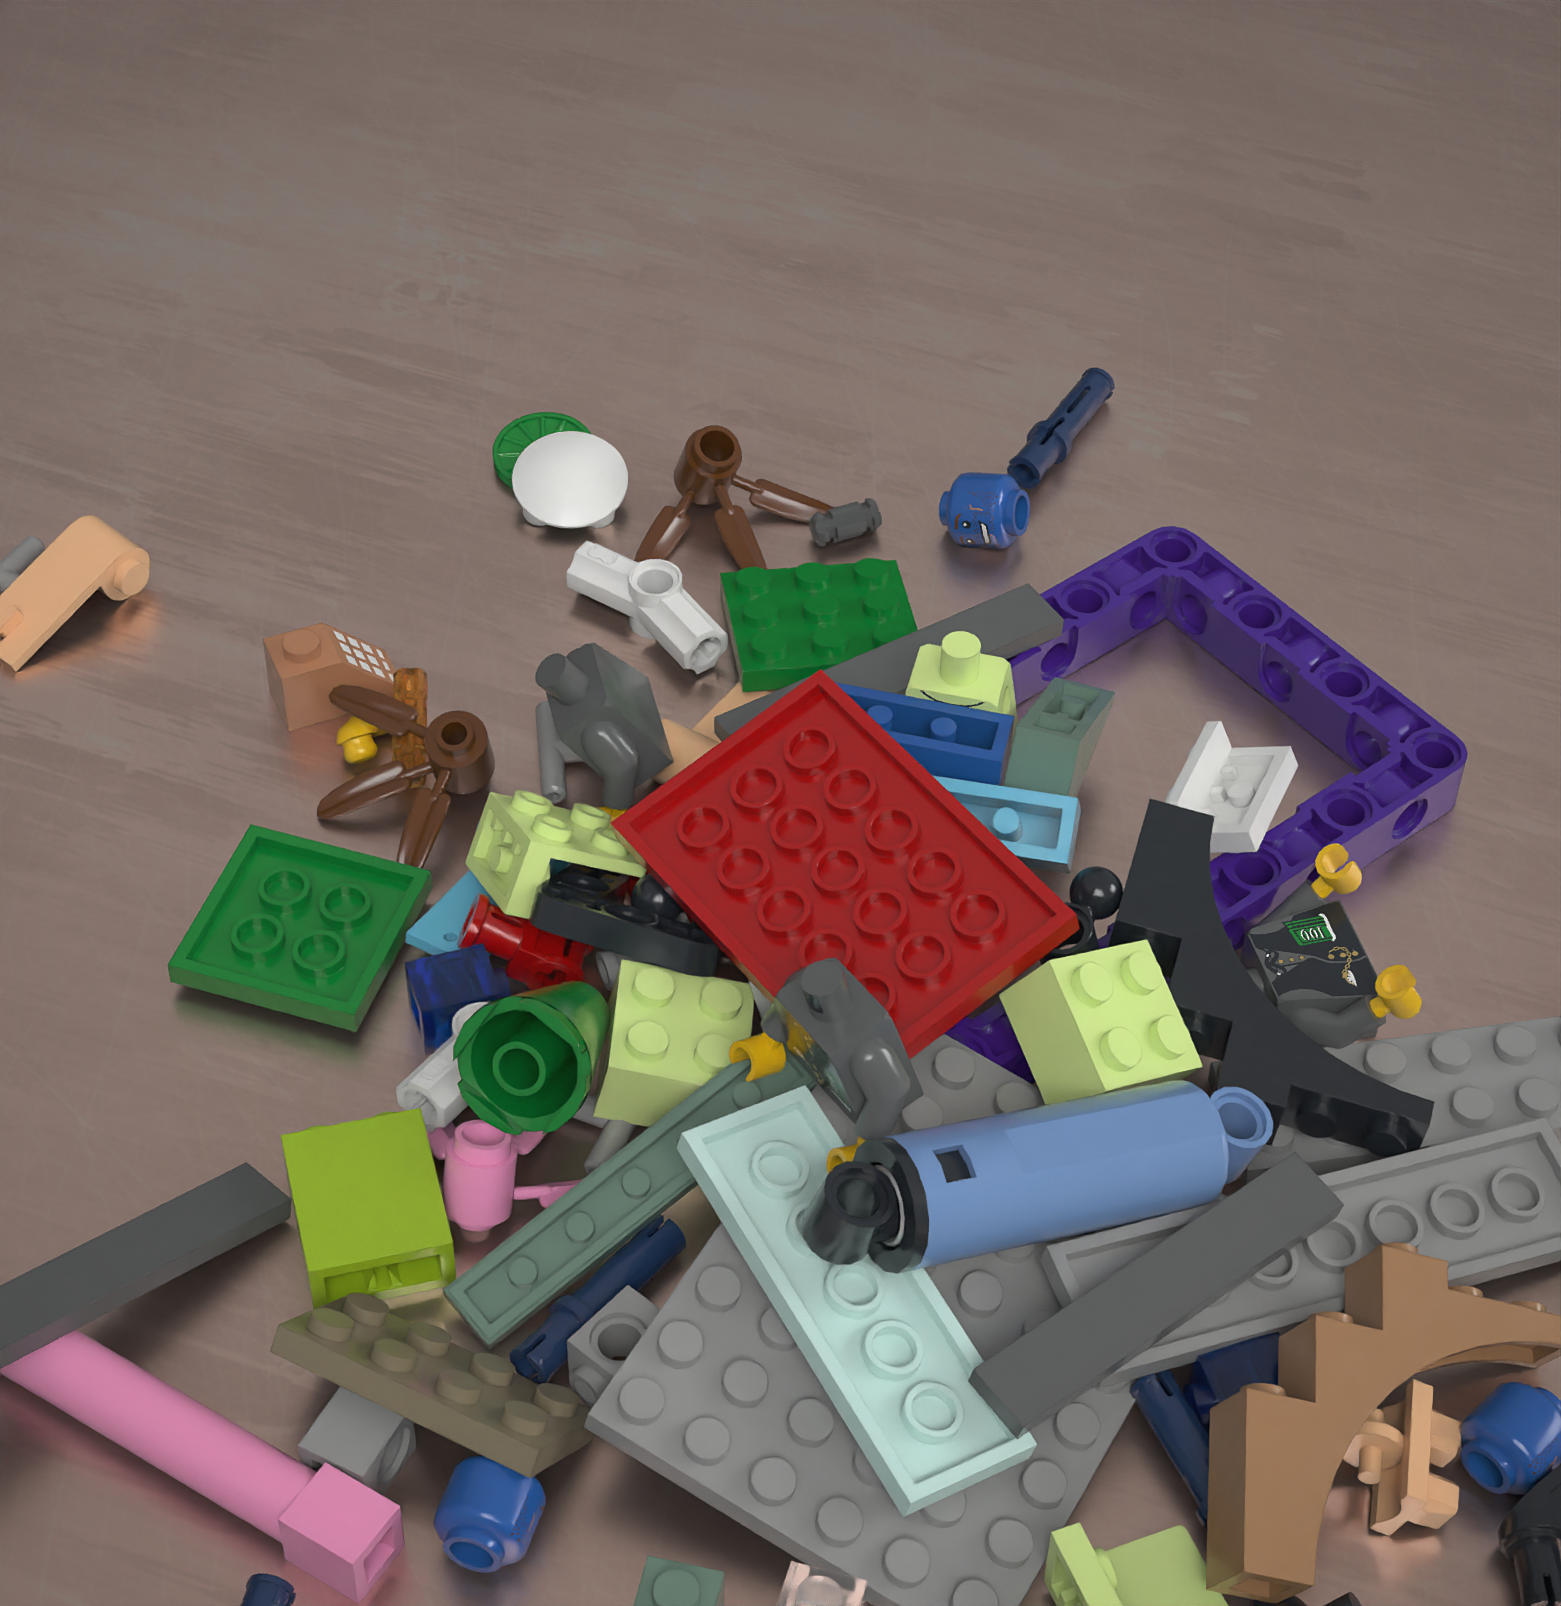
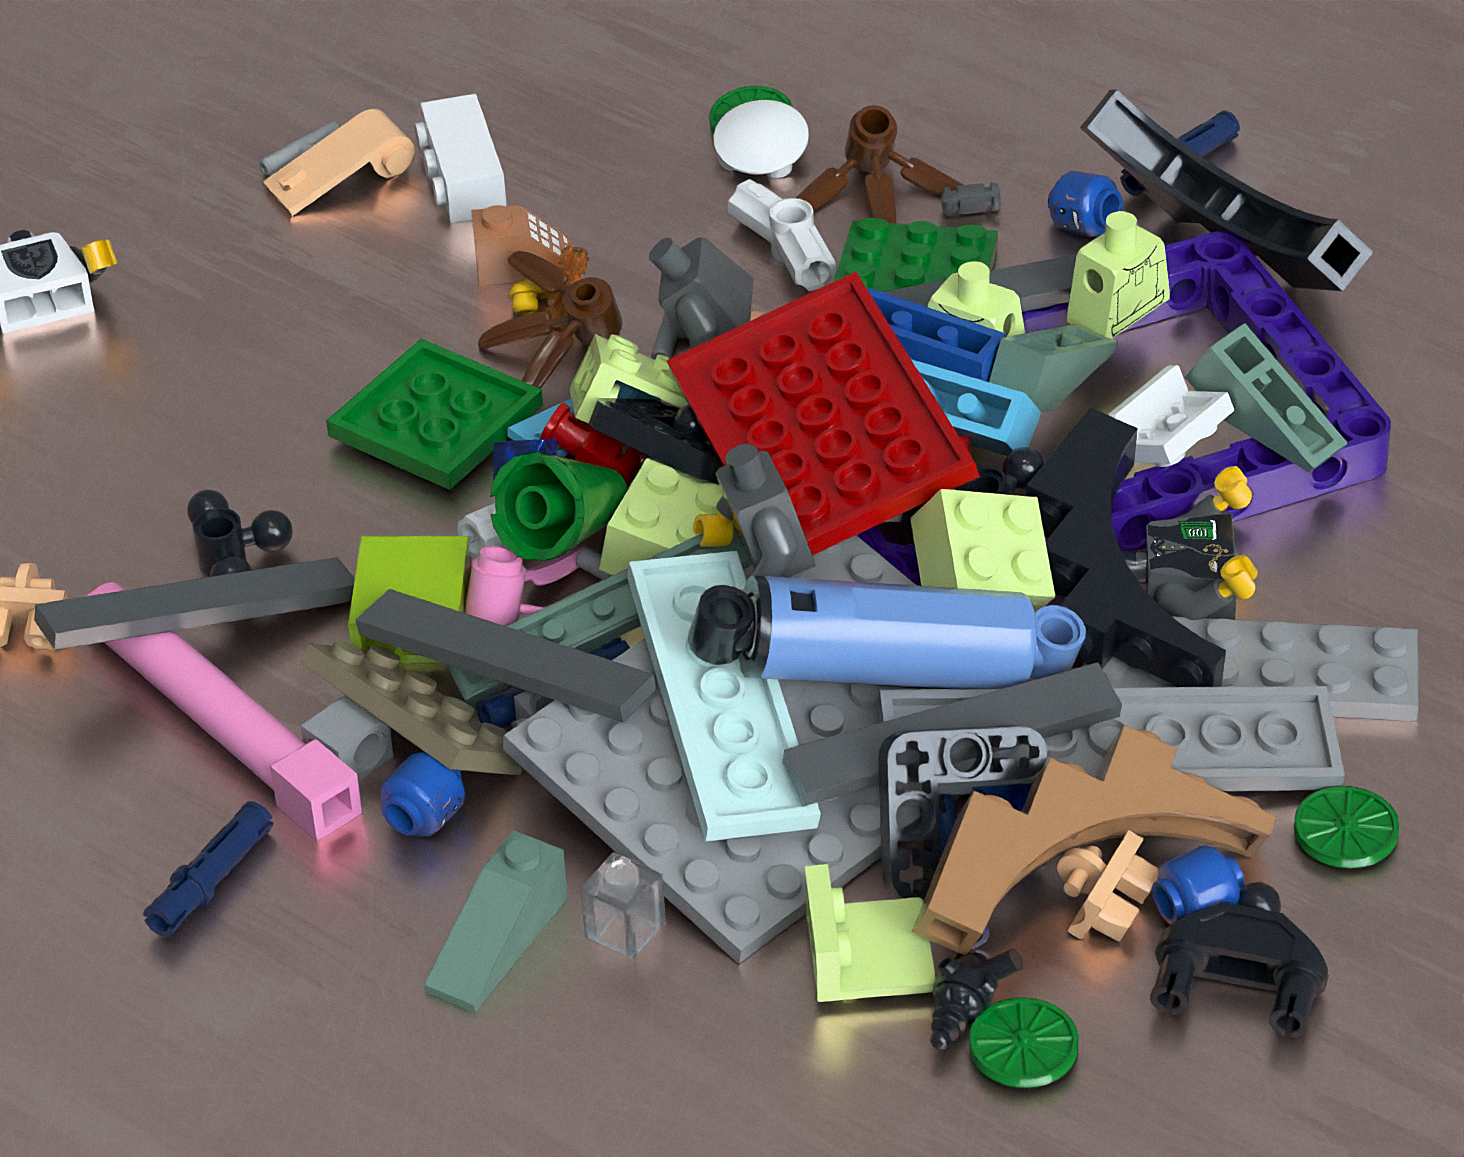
camera: 20 degrees right, 5 degrees down
(87, 1164) = (222, 539): none -> black piece
(214, 564) = (459, 156): none -> white brick
(551, 1291) = (506, 655): none -> dark grey tile
(1110, 475) = (1190, 189): none -> black arch
(1110, 592) = (1118, 277): none -> yellowish green torso
(1162, 1359) = (936, 768): none -> black beam
(1331, 745) = (1266, 400): none -> sand green slope

